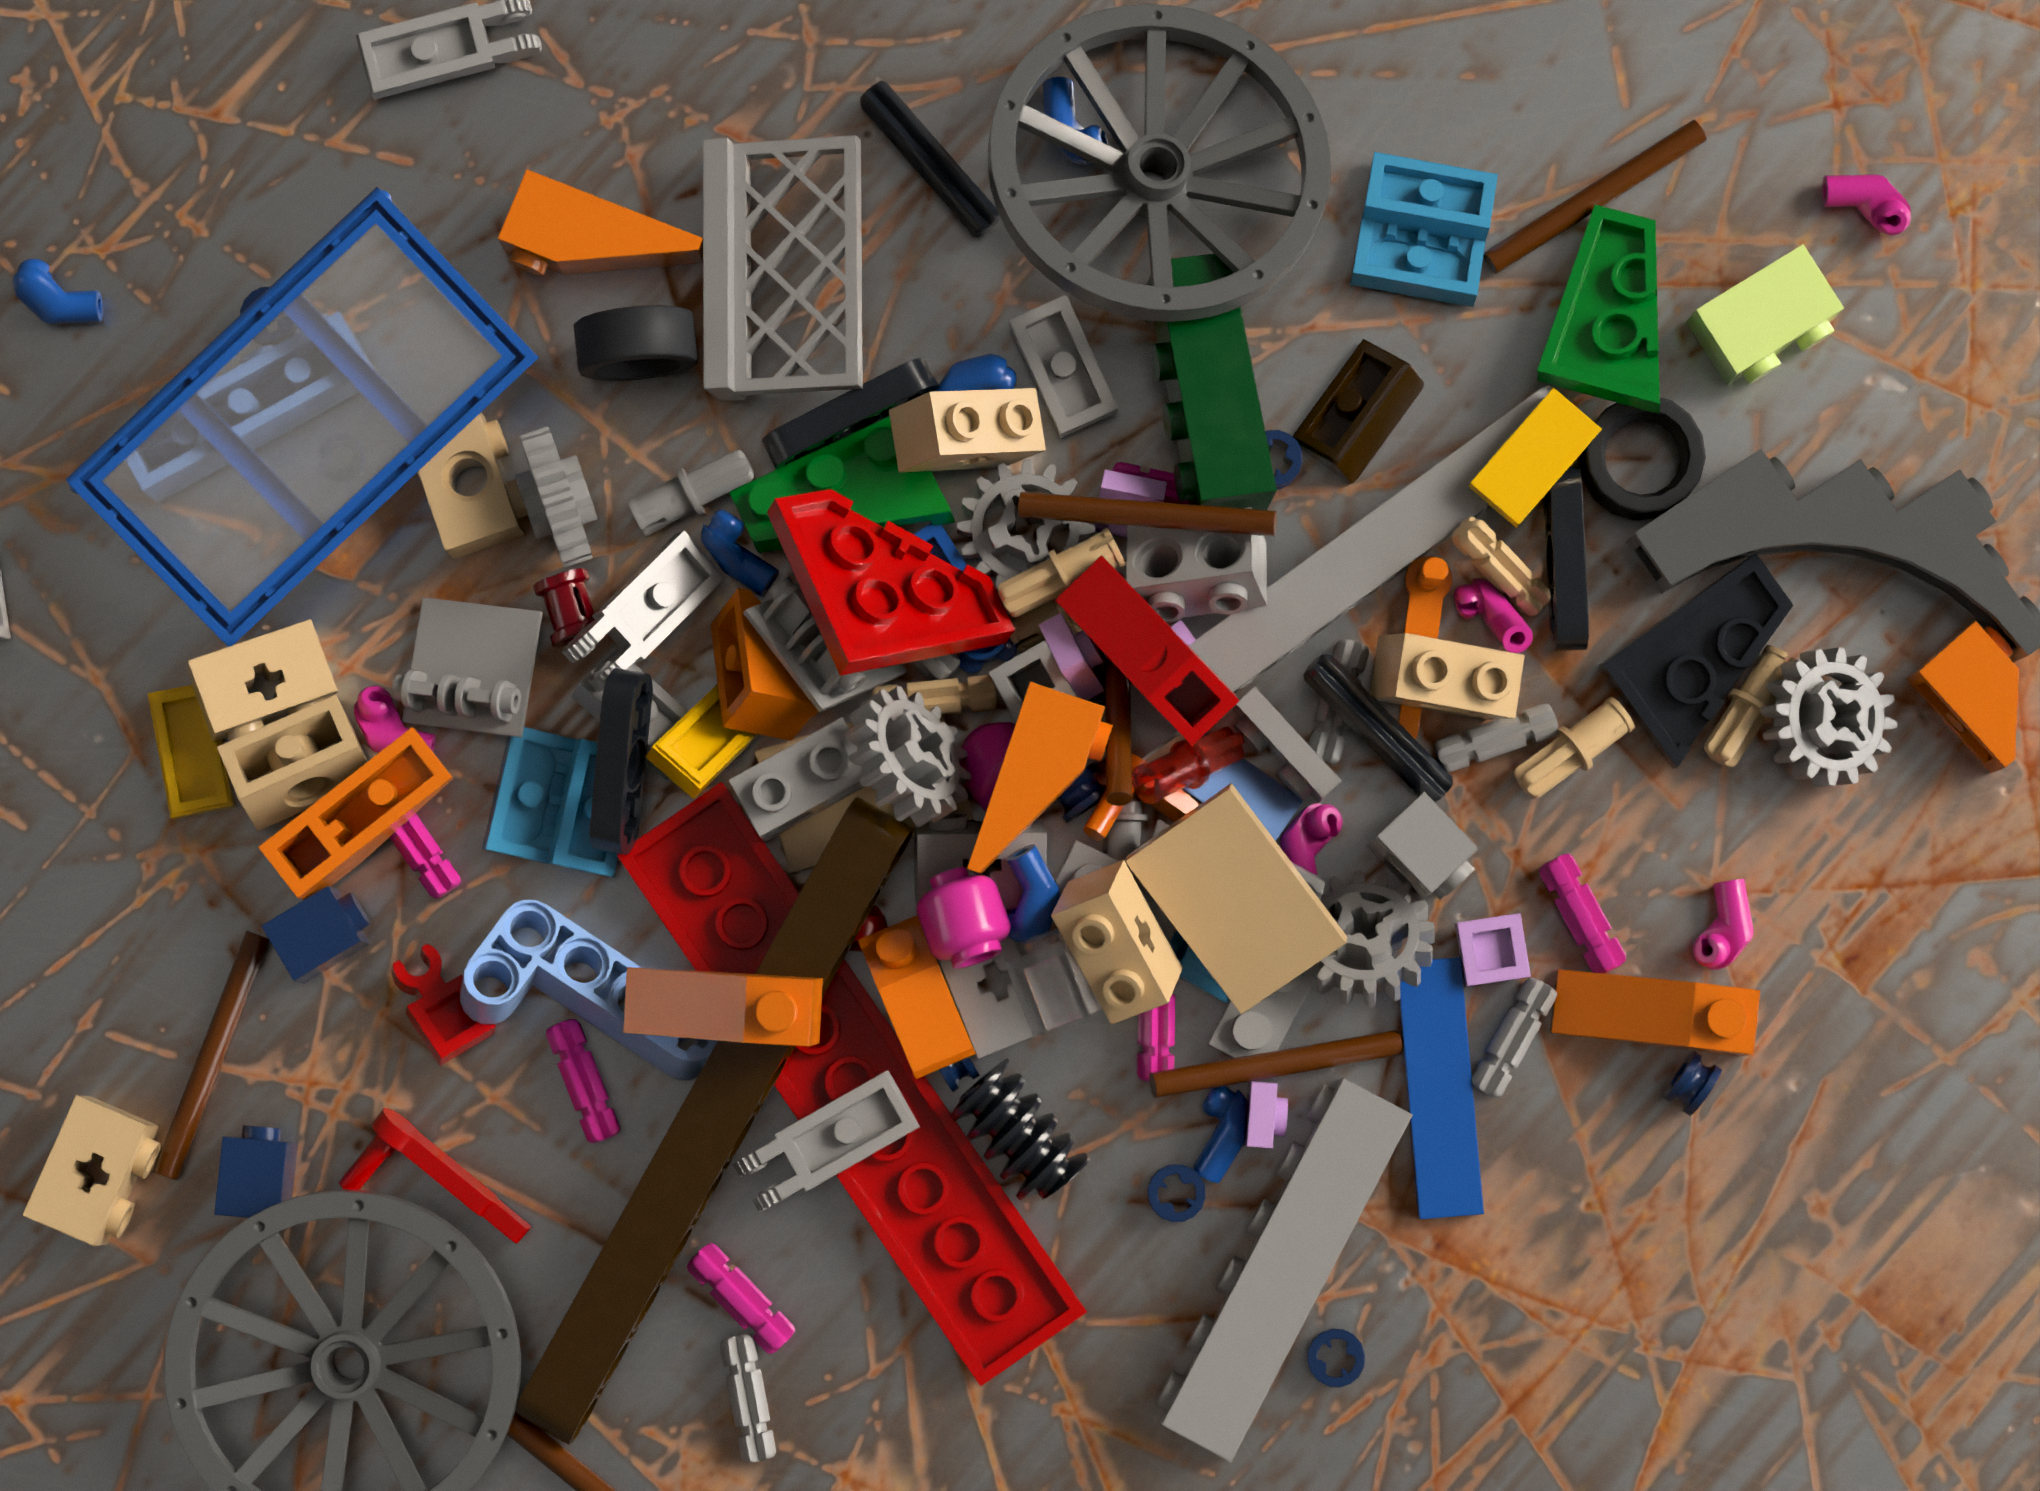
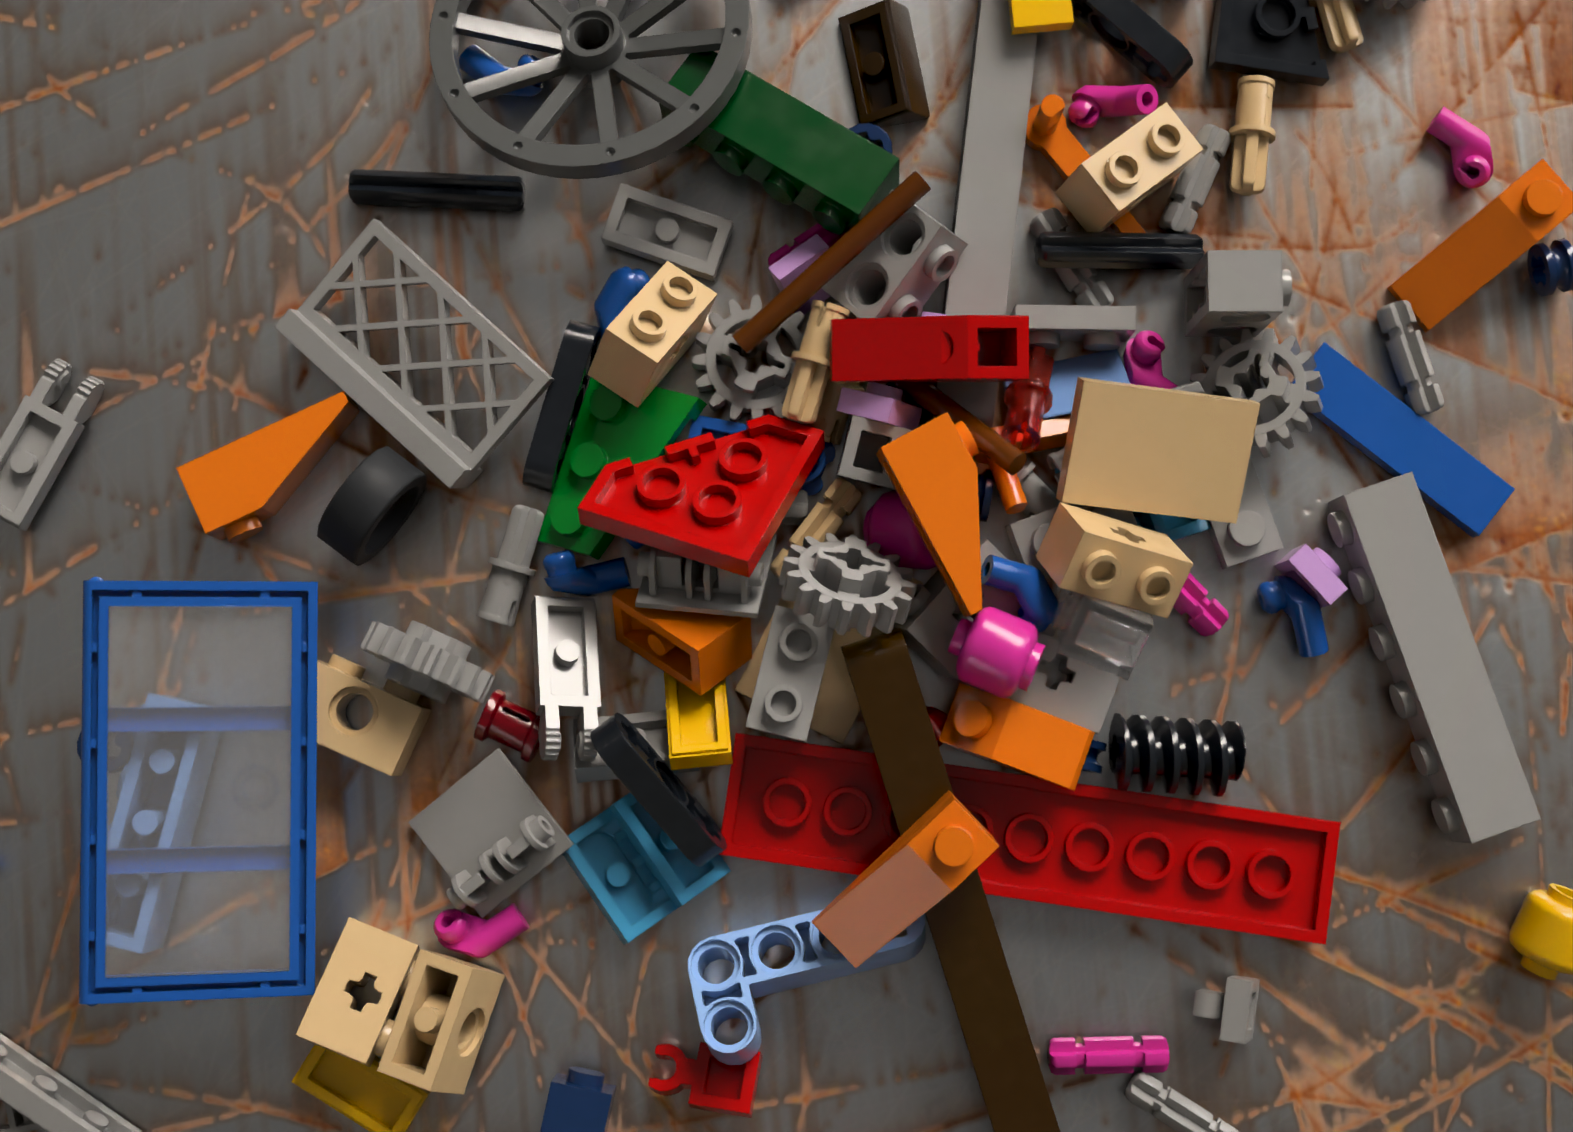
camera: 50 degrees left, 0 degrees up
(356, 816) = (520, 1015): orange slope -> none
(423, 855) = (573, 988): dark pink axle -> none
(582, 1081) = (853, 1025): dark pink axle -> none
(834, 1138) = (1062, 888): light grey hinge -> none
(866, 1360) = (1234, 1007): none -> light grey tile
(1166, 1210) = (1312, 702): dark blue bush -> none
(1275, 1063) = (1285, 534): reddish brown bar -> none
(1353, 1348) = (1522, 661): dark blue bush -> none
(1492, 950) = (1339, 315): lavender plate -> none
(1501, 566) = (1084, 65): tan axle -> none
(1582, 914) = (1368, 234): dark pink axle -> none

